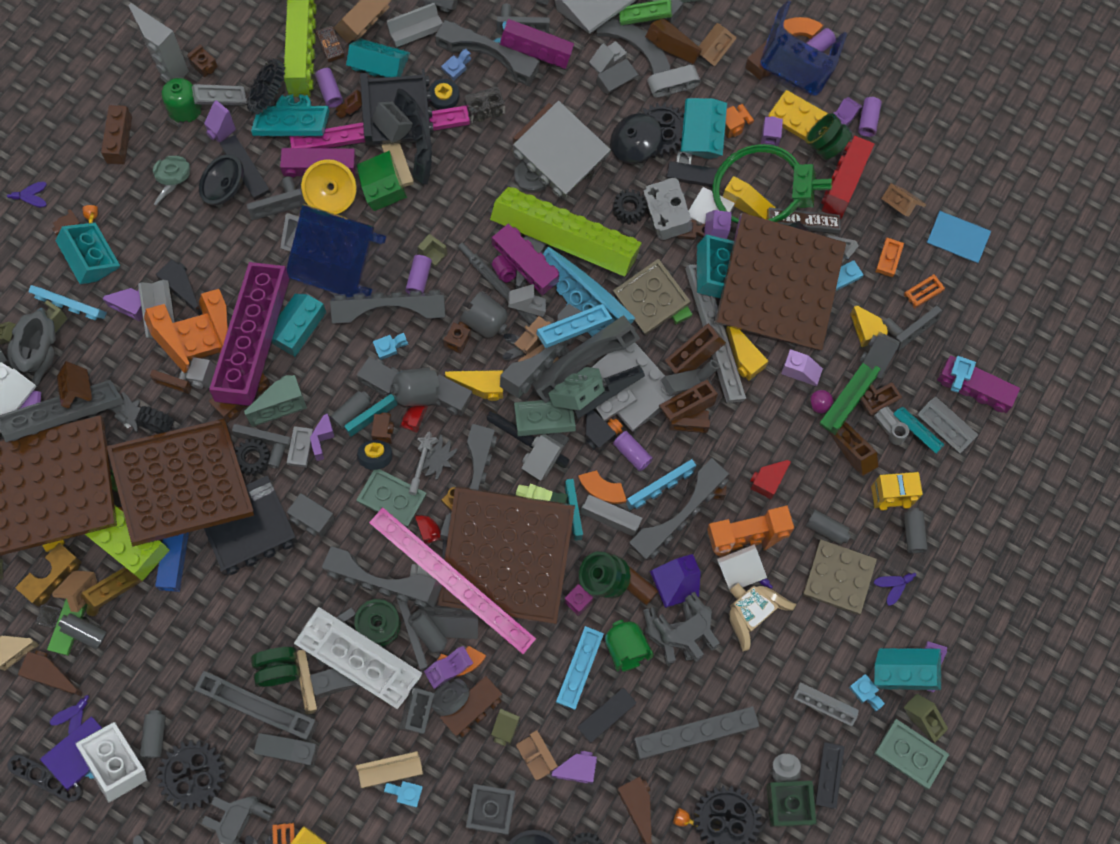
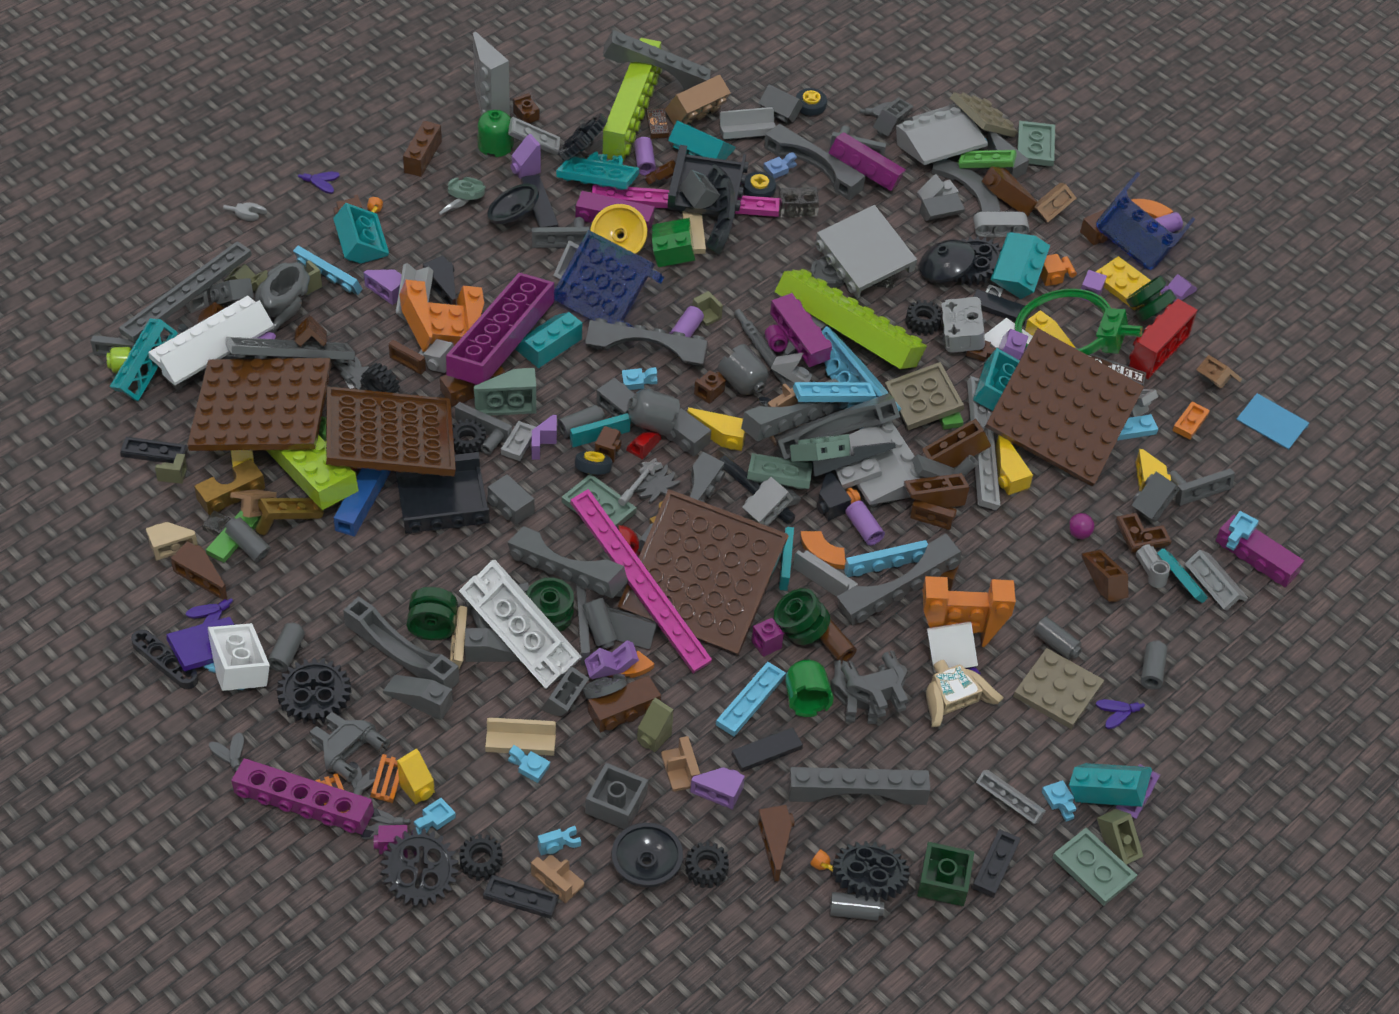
camera: 15 degrees right, 20 degrees down
(677, 580) = (876, 638): dark purple slope -> none
(769, 478) = (1018, 572): red slope -> none
(786, 768) = (951, 837): light grey piece -> none
(802, 368) = (1067, 492): lavender slope -> none
(849, 398) = (1113, 526): green fence -> none
(869, 116) = (1203, 295): medium lavender pin -> none
(896, 490) = (1141, 618): yellow container -> none
(913, 298) = (1224, 461): orange tile -> none

